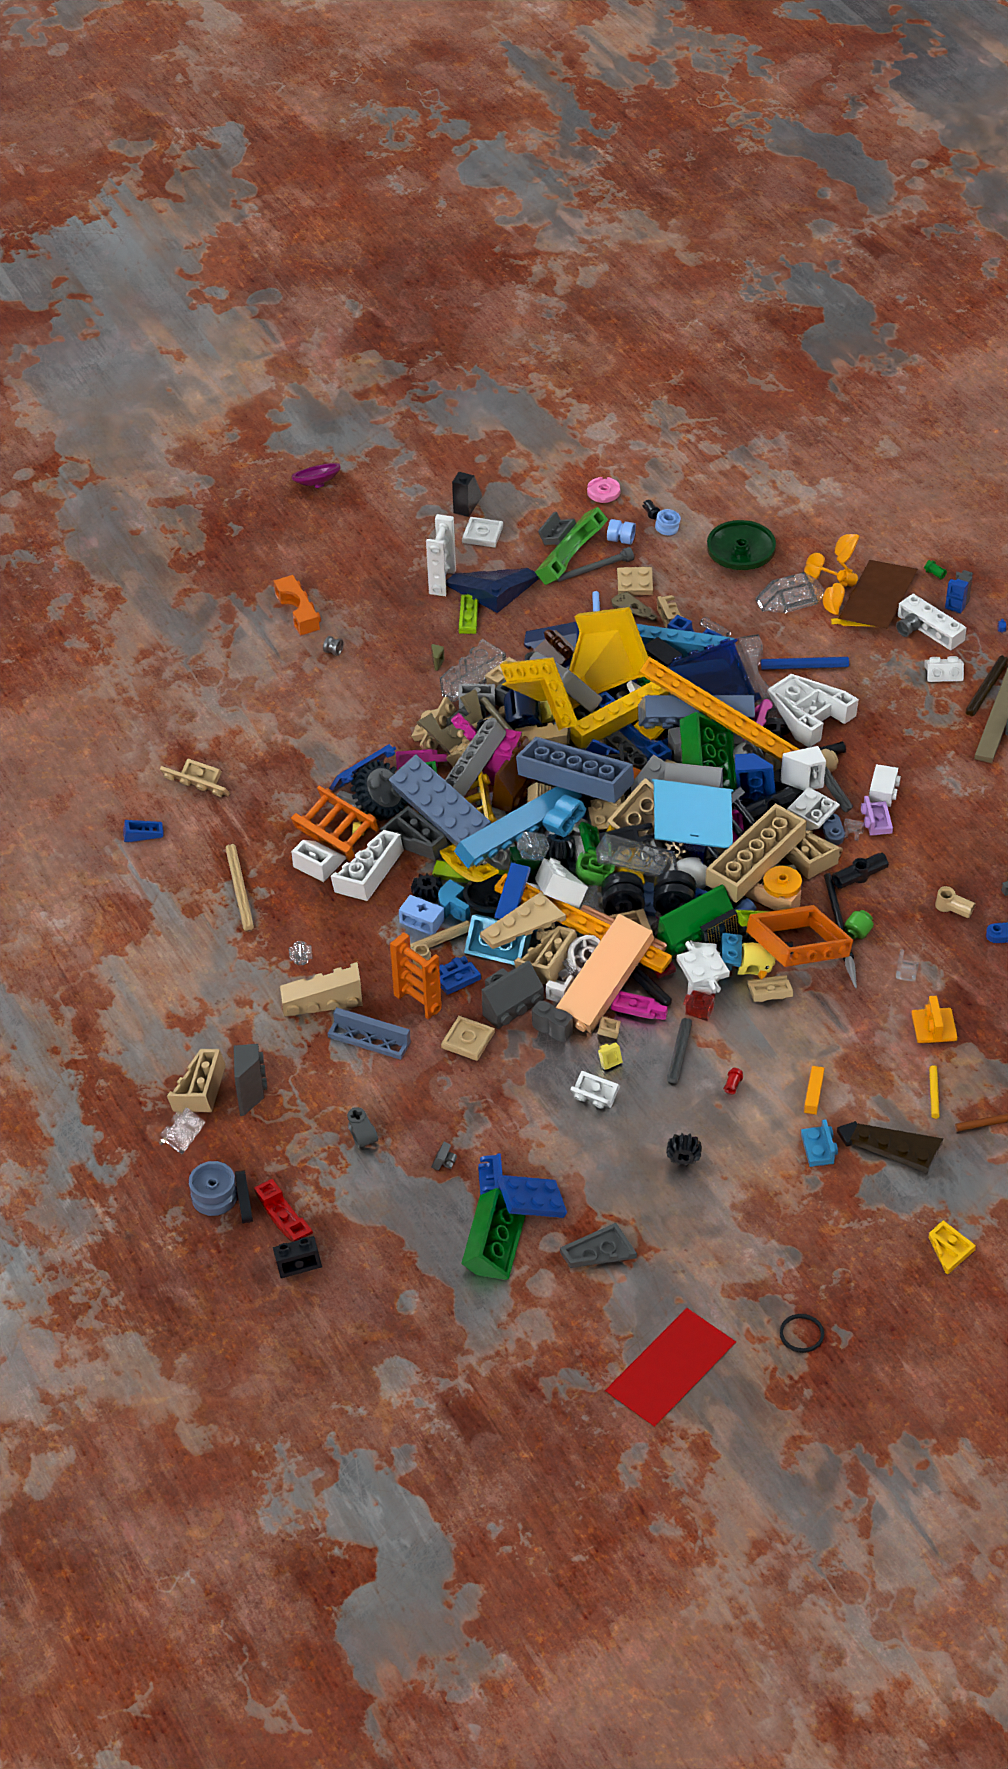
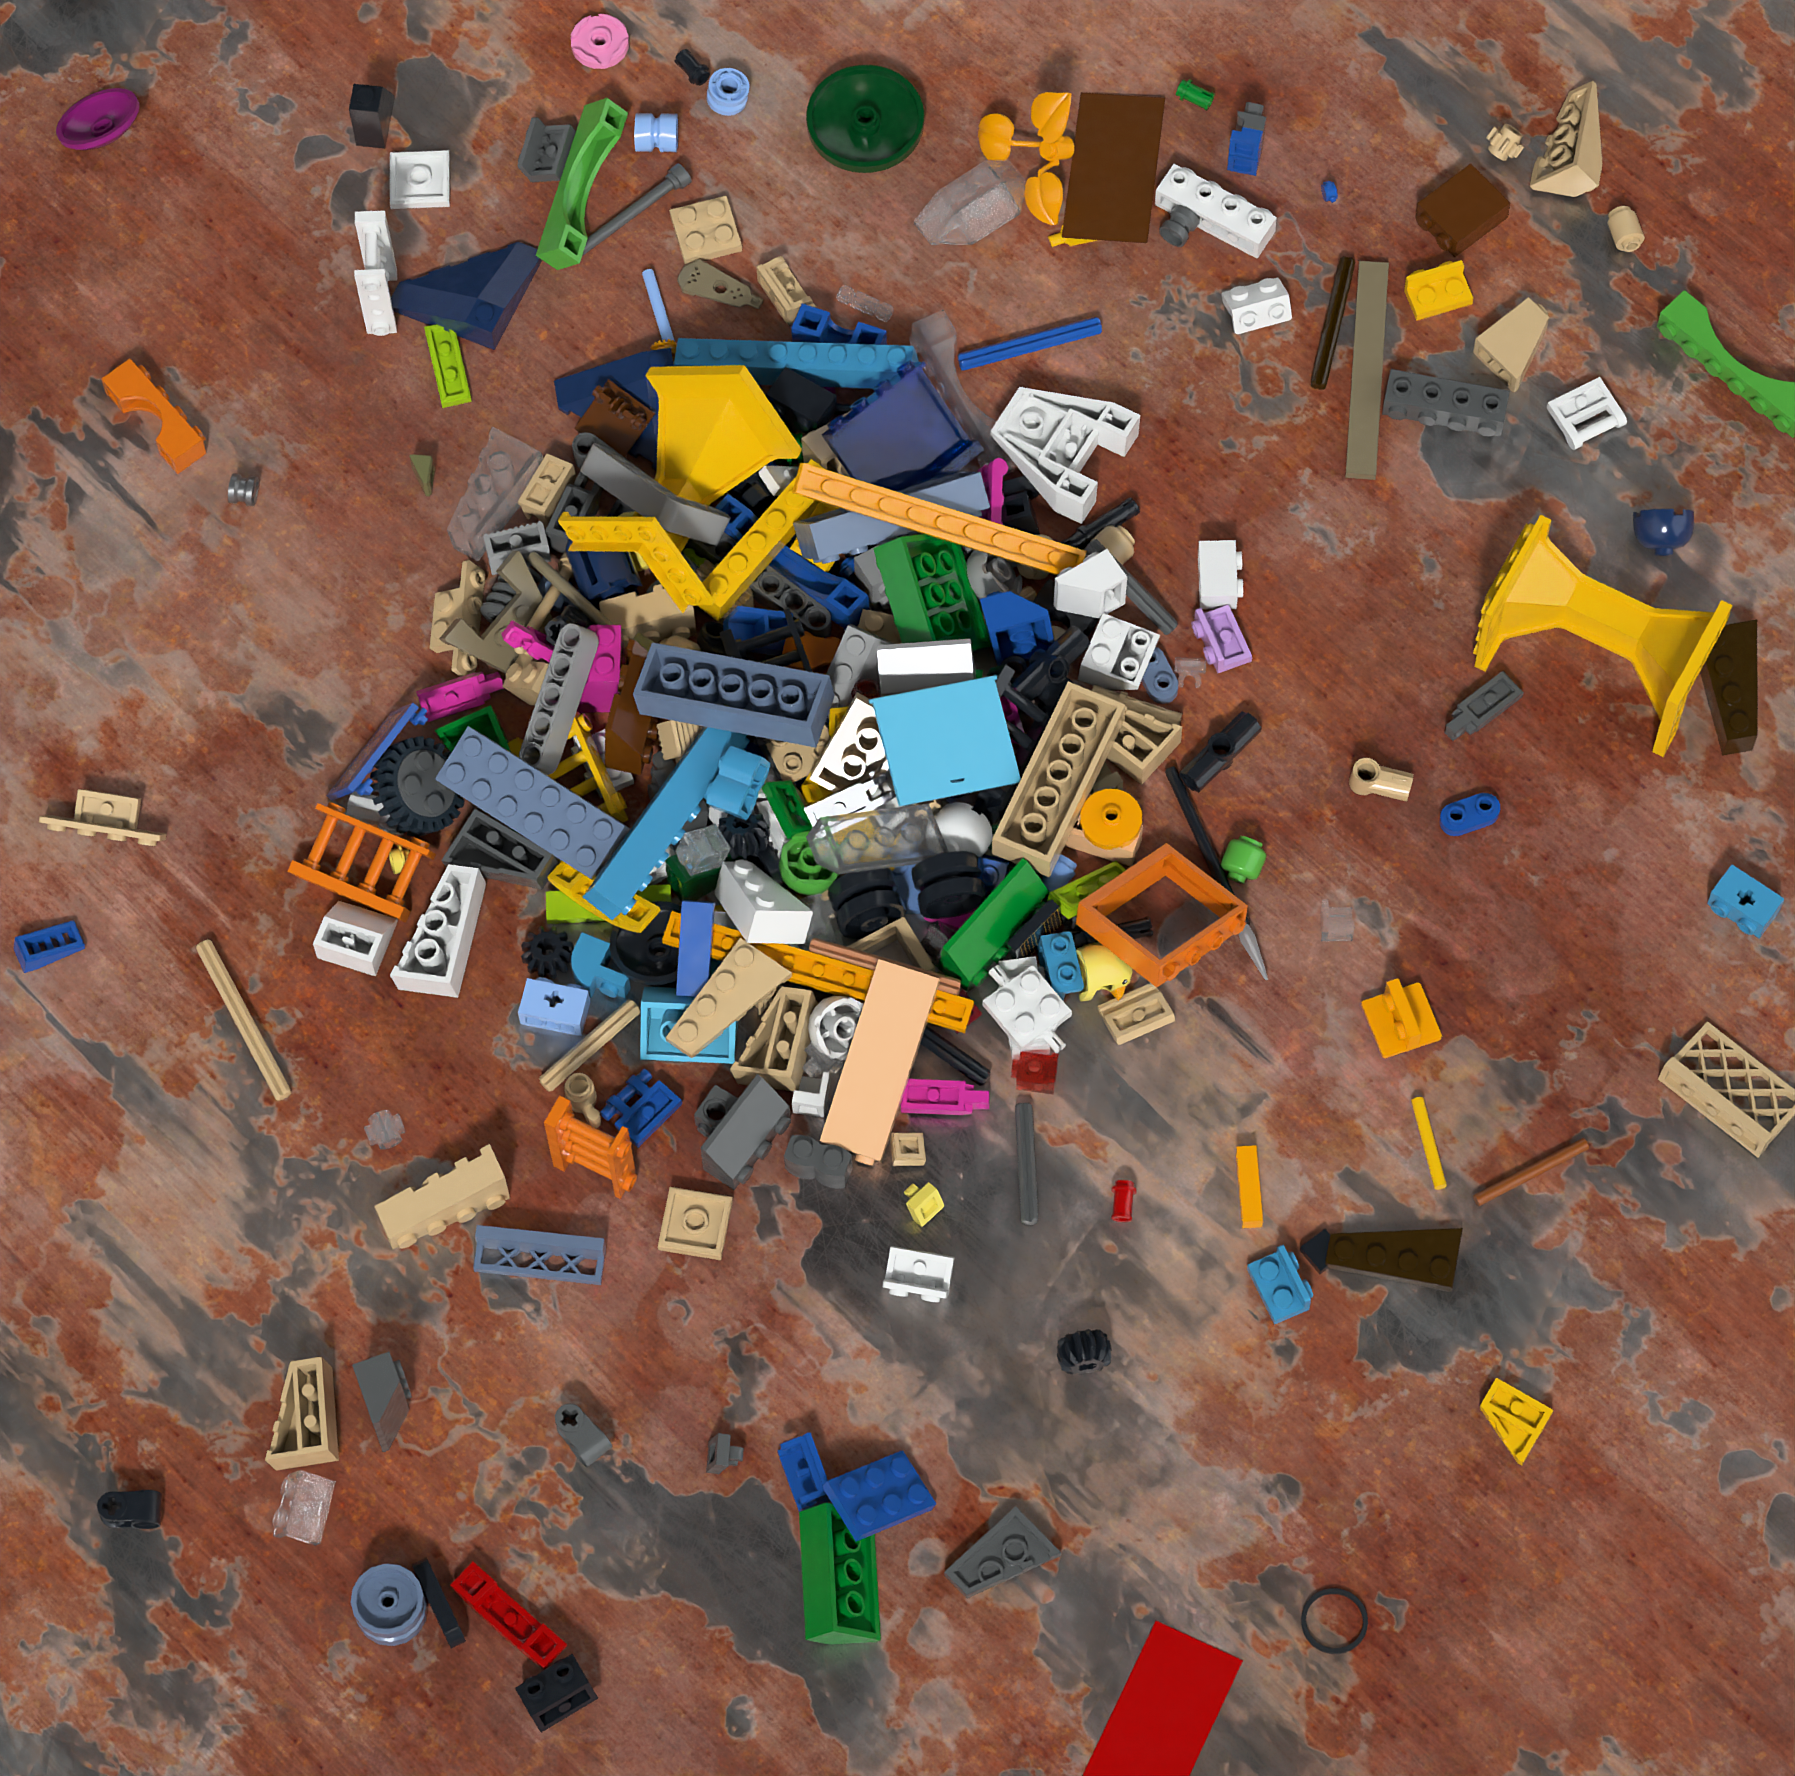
camera: 15 degrees left, 20 degrees up
(80, 1110) = (136, 1509): none -> black piece

